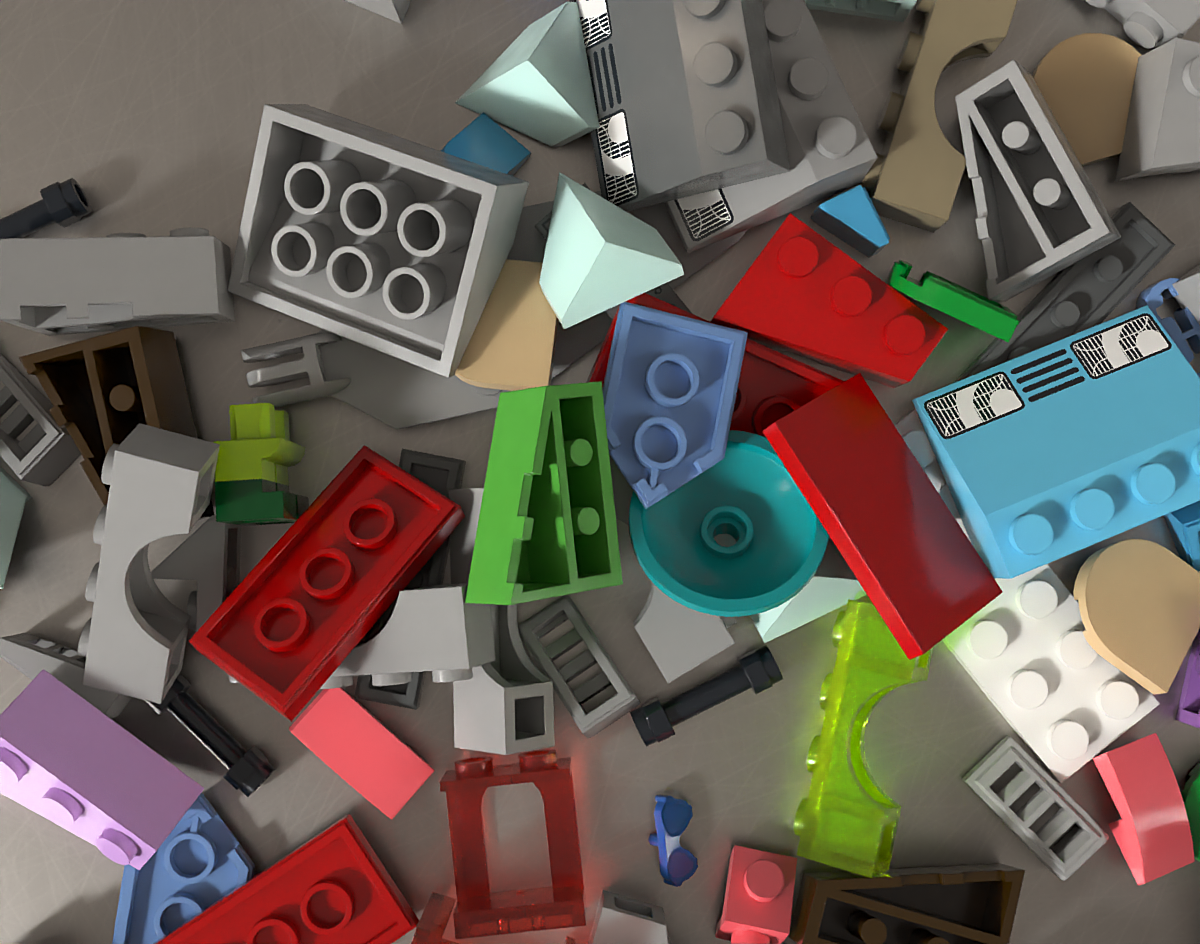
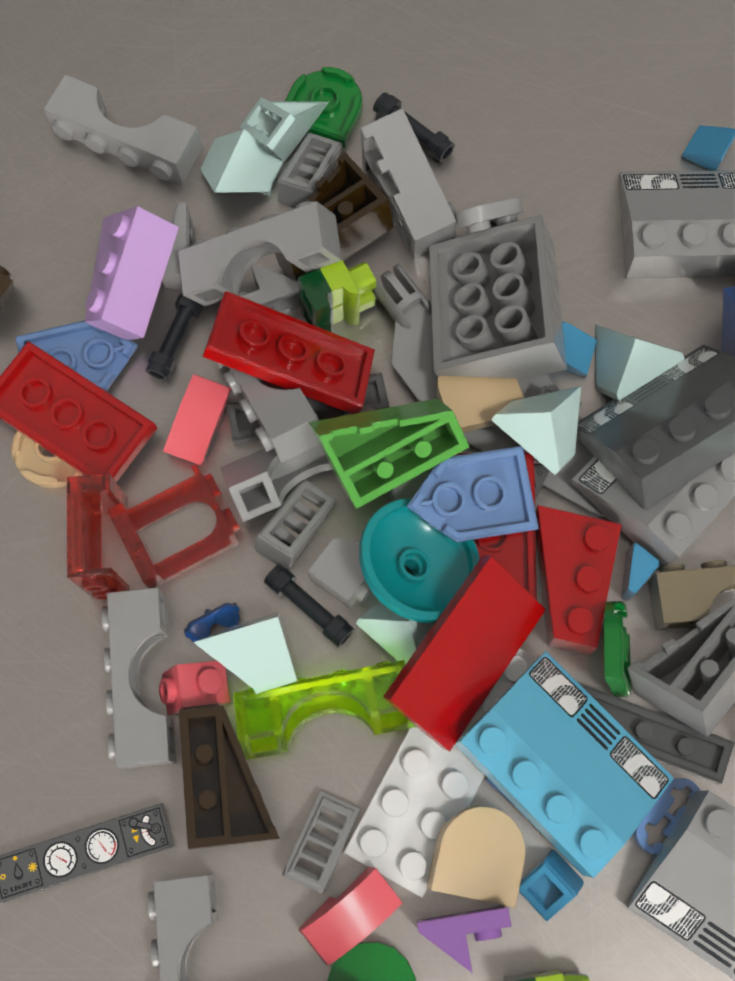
camera: 70 degrees right, 15 degrees down
(221, 165) = (479, 217): none -> light grey plate
(748, 804) = (254, 652): none -> light aqua slope

